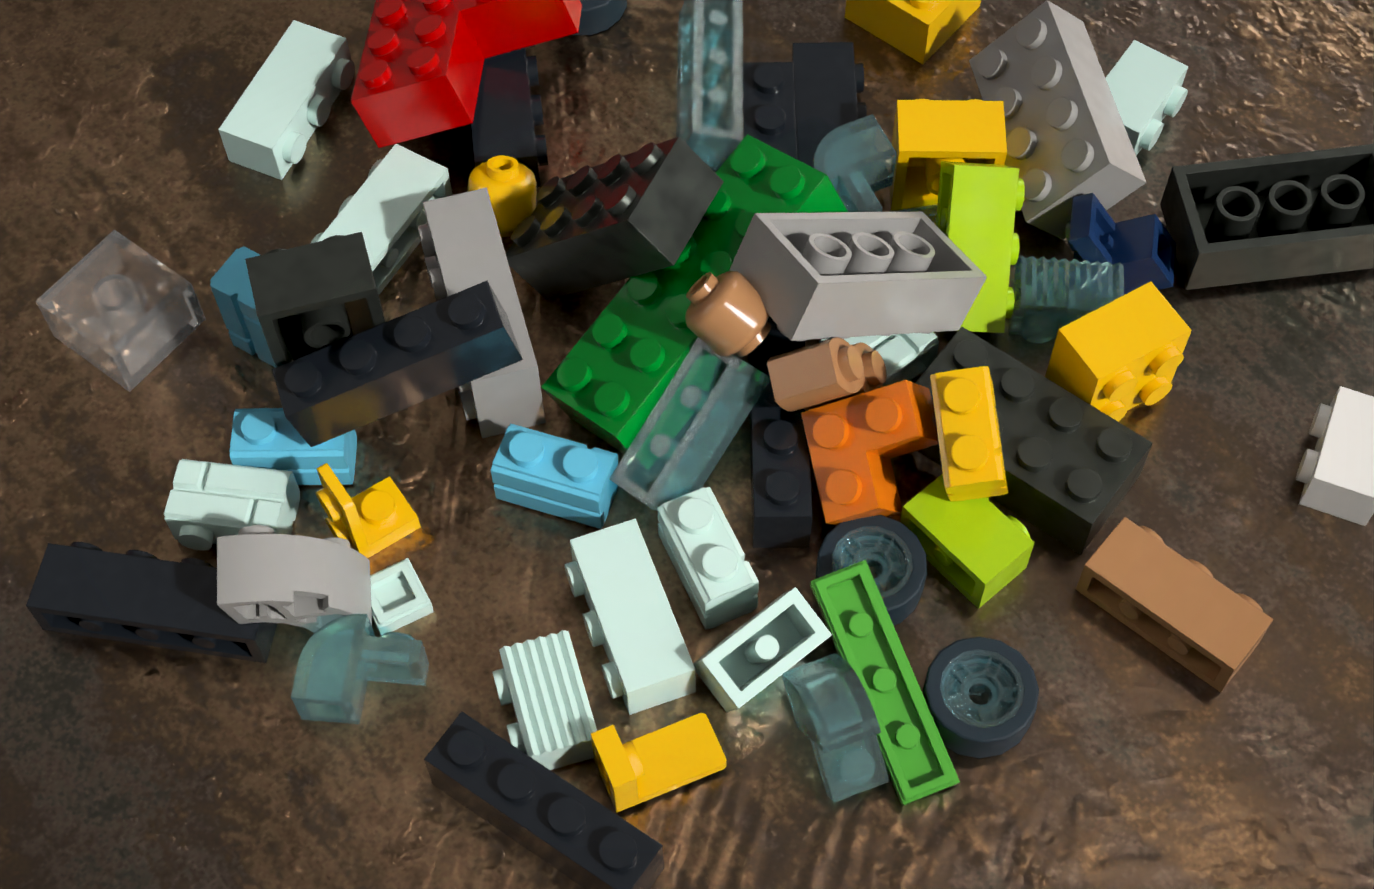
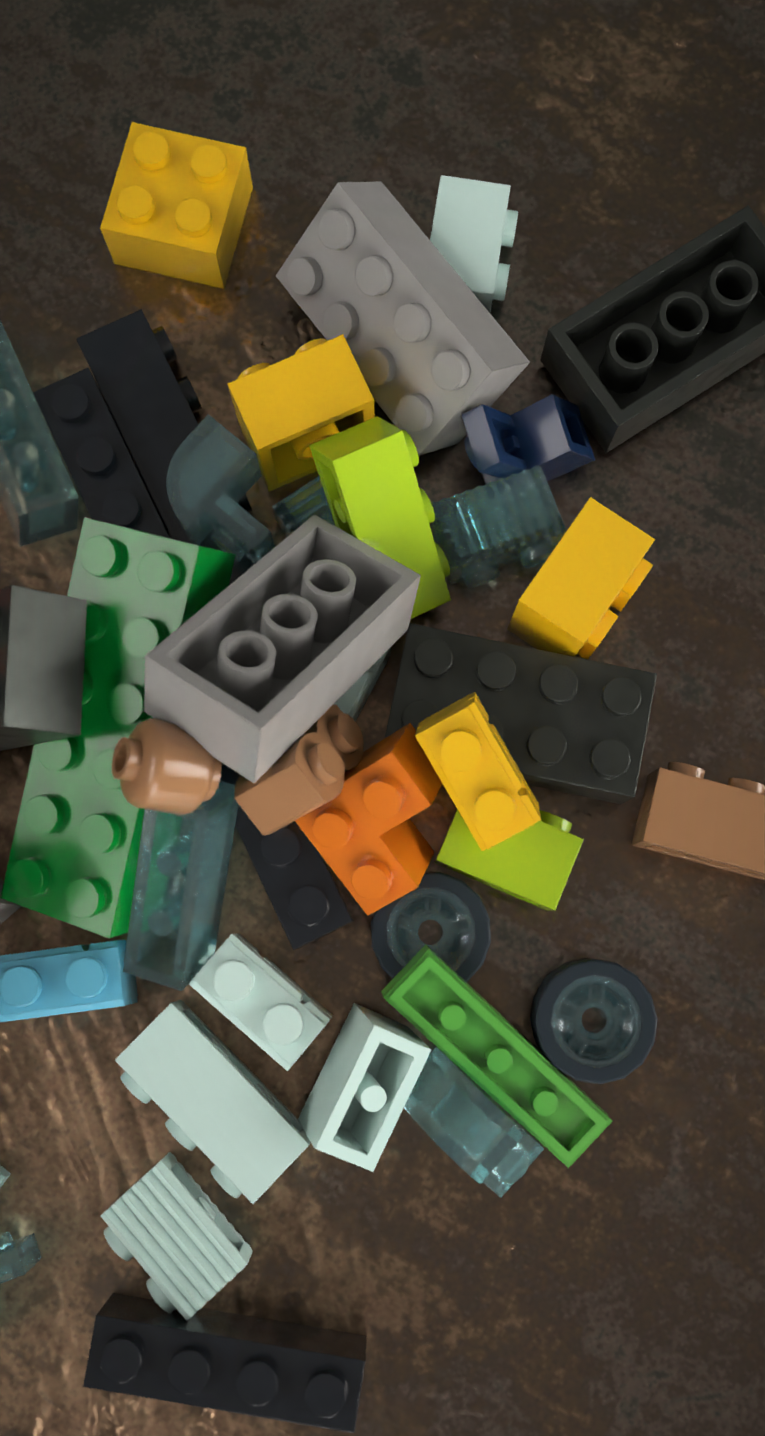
camera: 25 degrees left, 20 degrees up
(656, 760) = (309, 1245): yellow bracket -> none

